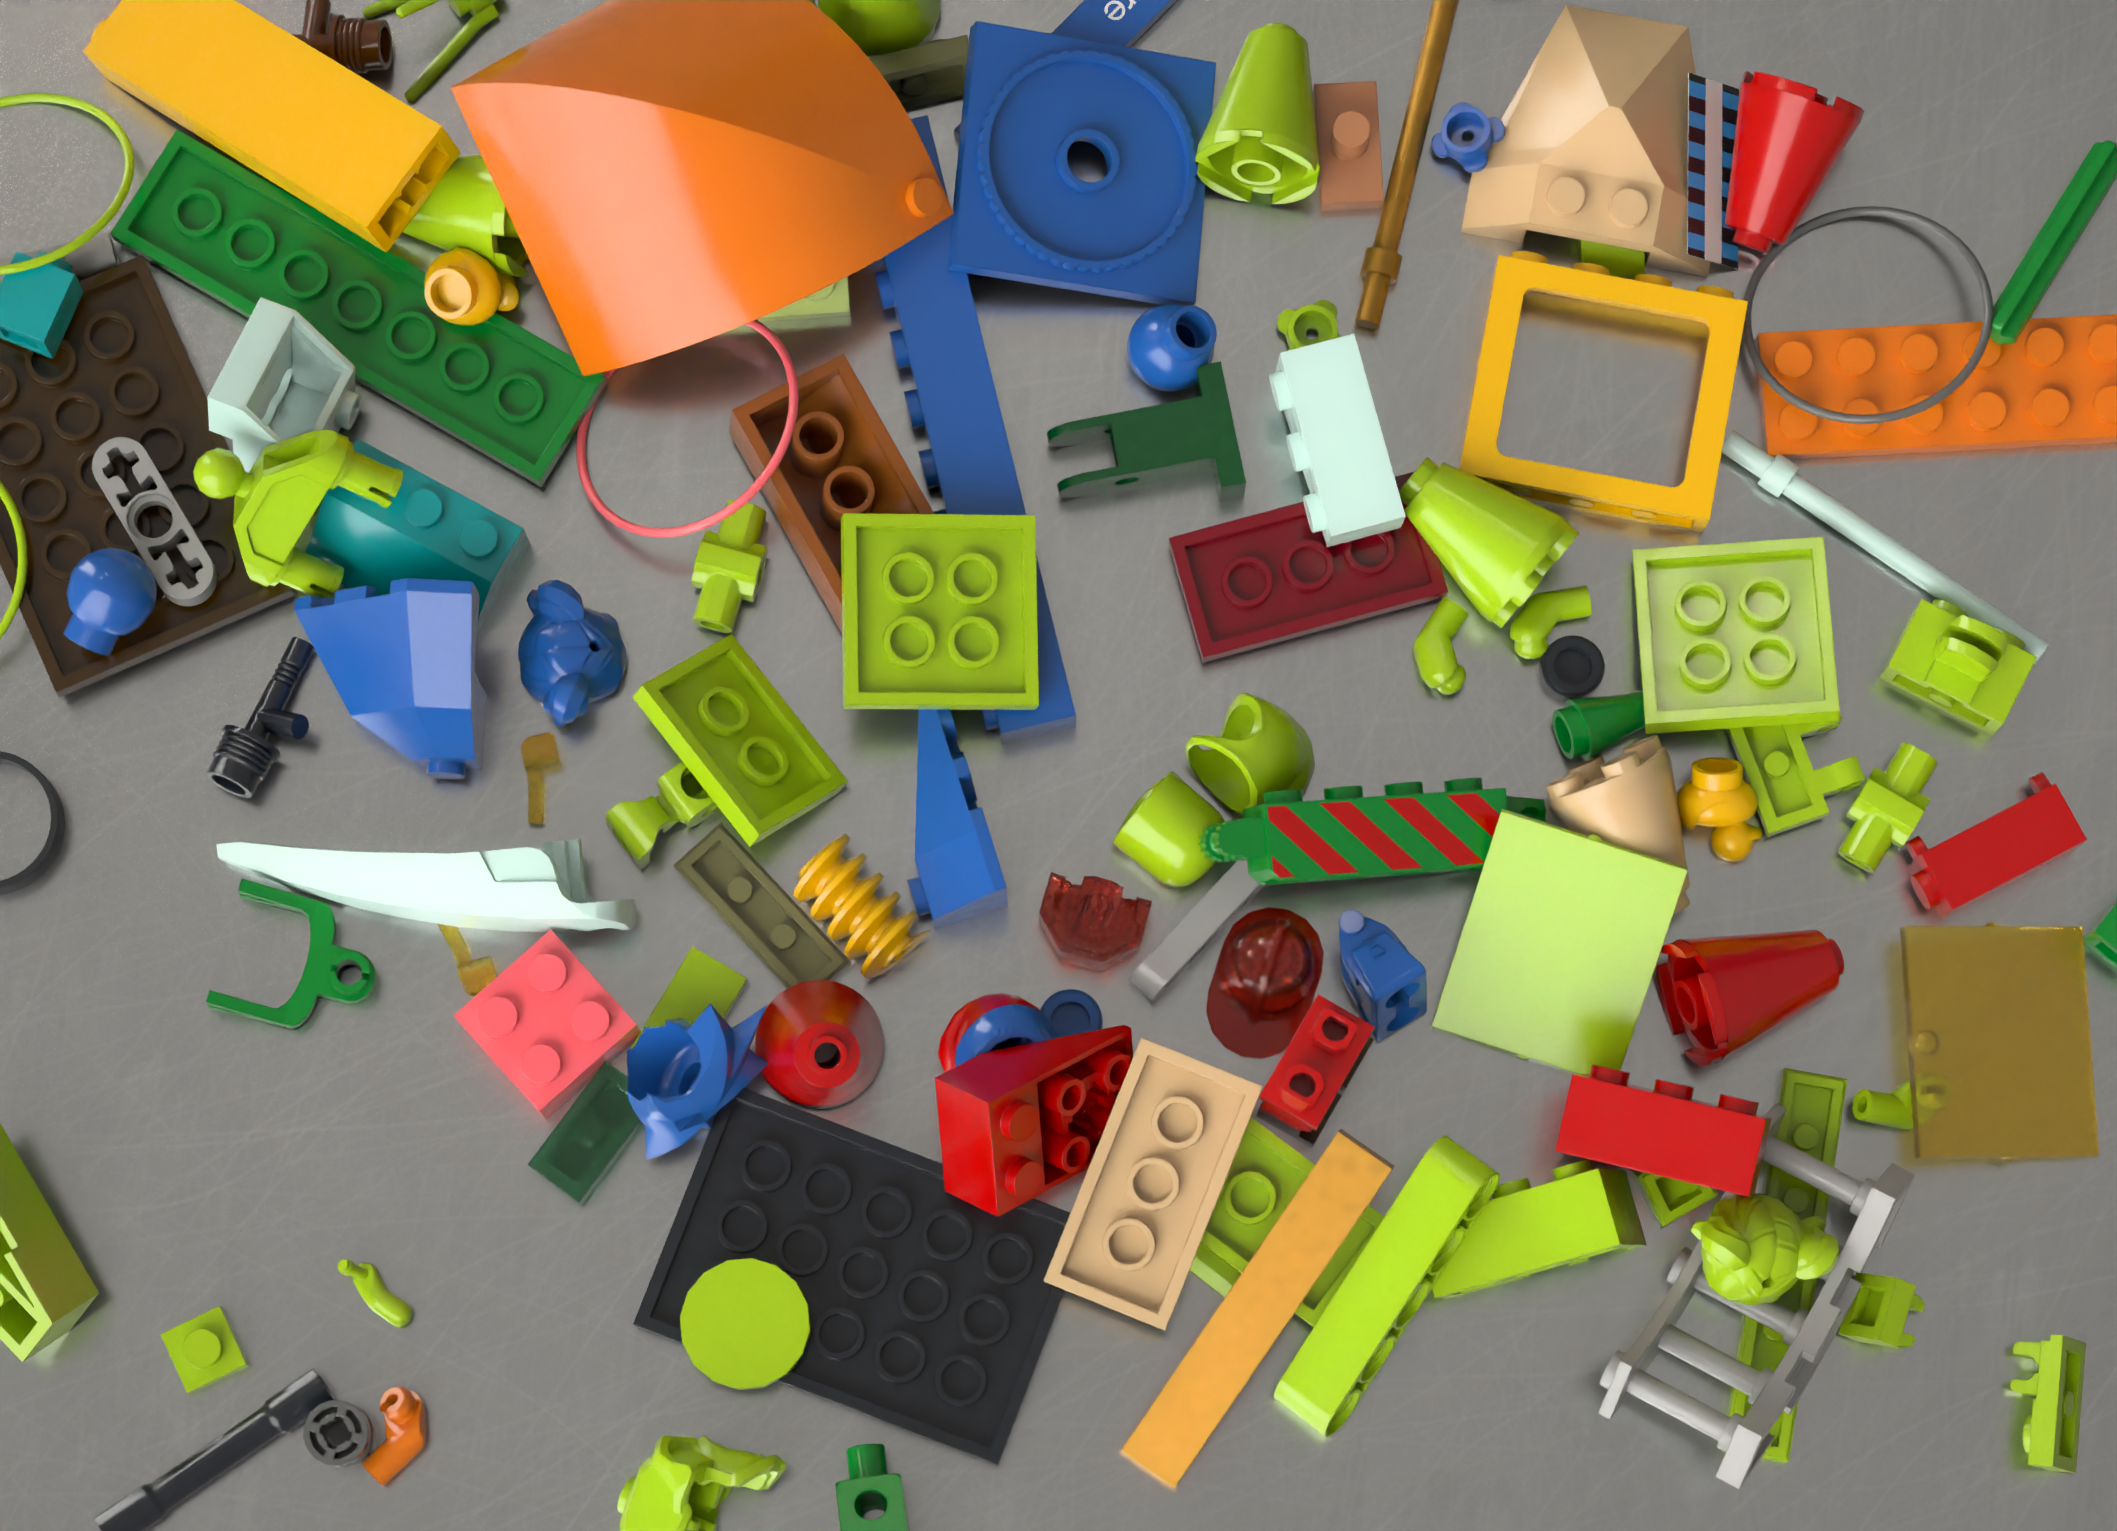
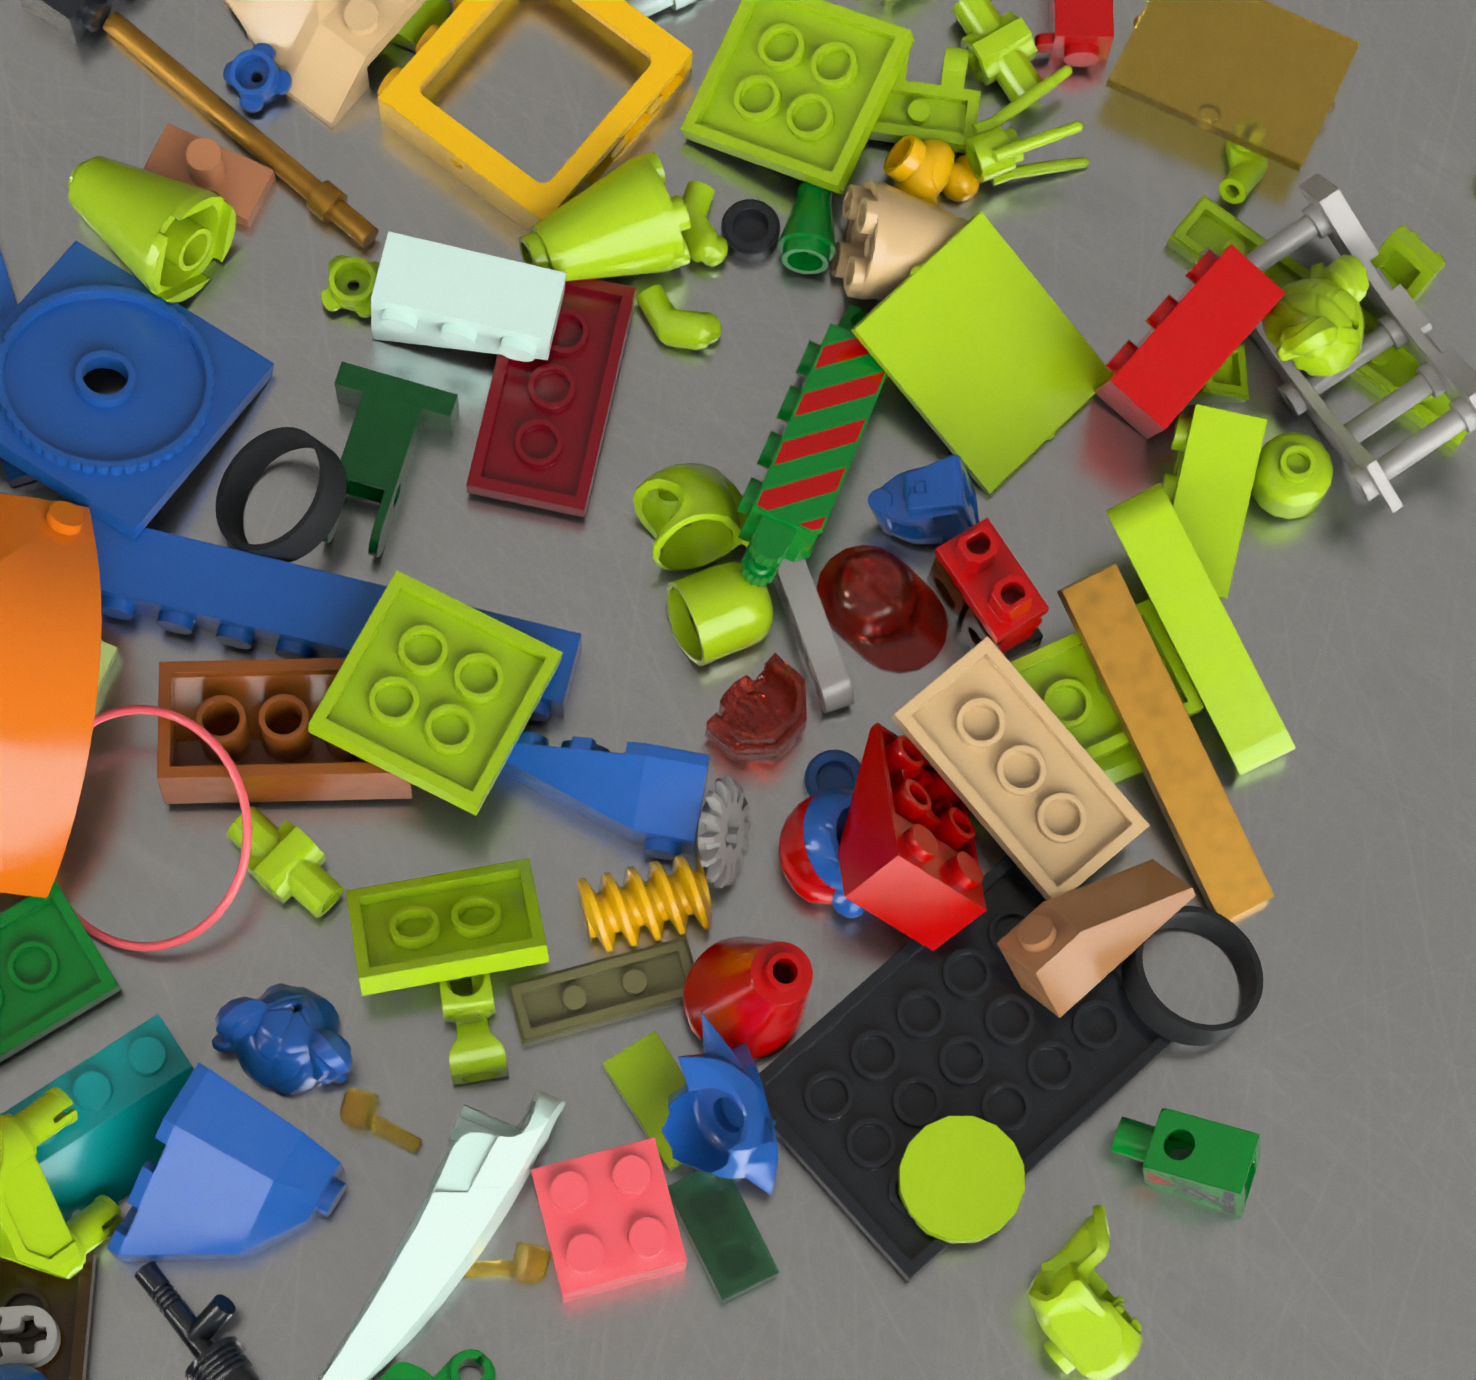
camera: 70 degrees left, 5 degrees down
(987, 938) = (722, 832): none -> light grey gear
(1036, 1325) = (1089, 931): none -> medium nougat slope
(1054, 334) = (247, 467): none -> black tyre
(1114, 1448) = (1168, 1023): none -> black tyre
(1170, 345) = (303, 393): blue piece -> none
(1597, 1301) = (1292, 475): none -> lime head
(1743, 986) = (1091, 233): red cone -> none
(1771, 859) = (996, 151): none -> lime plant

